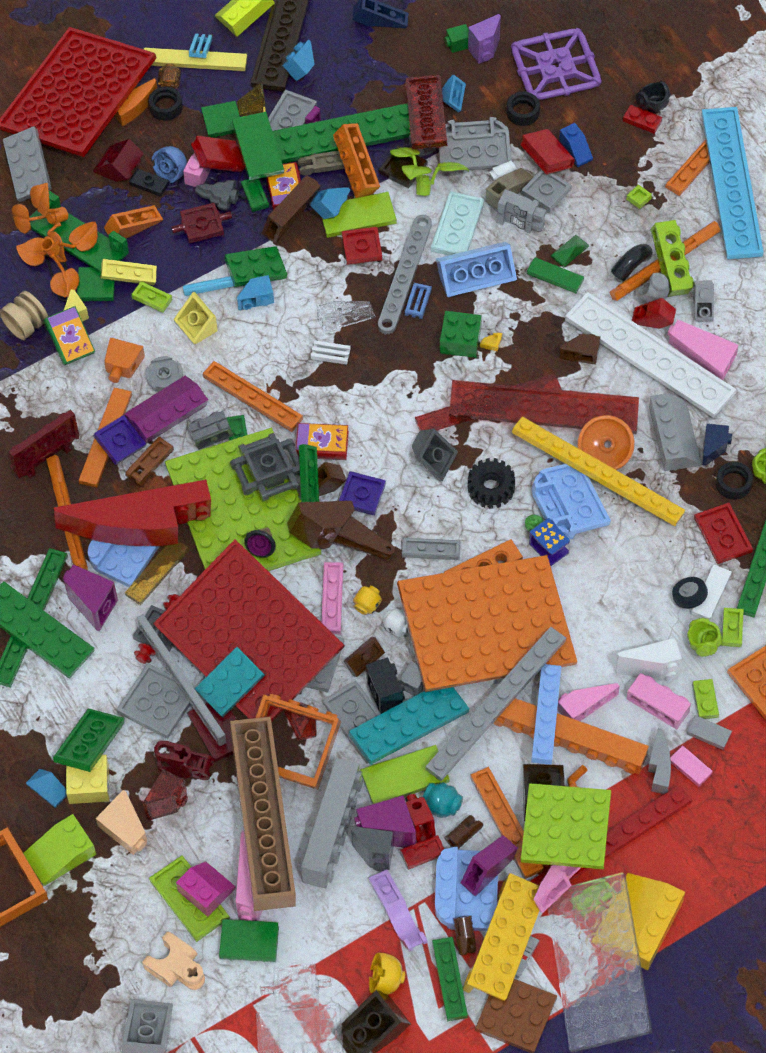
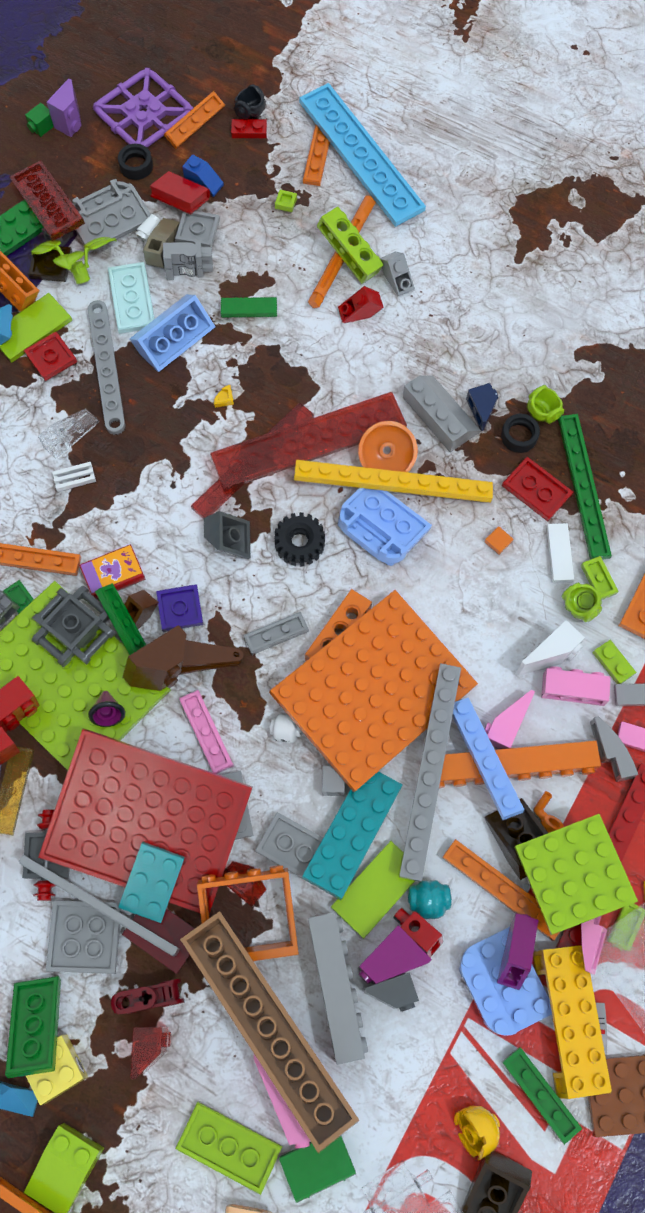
camera: 30 degrees left, 10 degrees up
(123, 824) = (118, 1100): light nougat slope -> none
(204, 887) = (242, 1131): dark pink slope -> none
(364, 655) = (271, 781): reddish brown plate -> none
(367, 600) = (243, 719): yellow head -> none
(384, 685) = (311, 805): black brick -> none
(397, 910) = (451, 1047): lavender piece -> none
(415, 312) = (135, 400): medium blue tile -> none
(422, 852) = (440, 966): red plate -> none
(454, 92) = (62, 172): dark azure slope -> none
(460, 334) = (192, 402): green brick -> none
(463, 832) = (468, 926): reddish brown hinge -> none
(464, 934) = (531, 1038): reddish brown hinge -> none
(532, 521) = (361, 561): bright green plate -> none
(549, 541) = (387, 573): piece -> none
(569, 251) = (249, 278): green slope -> none
(581, 349) = (313, 367): reddish brown slope -> none
(596, 92) = (194, 120): none -> orange tile
(630, 260) = (313, 264): black cylinder -> none
(651, 355) = (377, 345): white plate -> none
(655, 289) = (349, 281): light grey hair -> none
(663, 559) = (498, 540): none -> orange tile
(690, 592) = (543, 562): black wheel -> none
(703, 348) = (423, 318): bright pink slope -> none

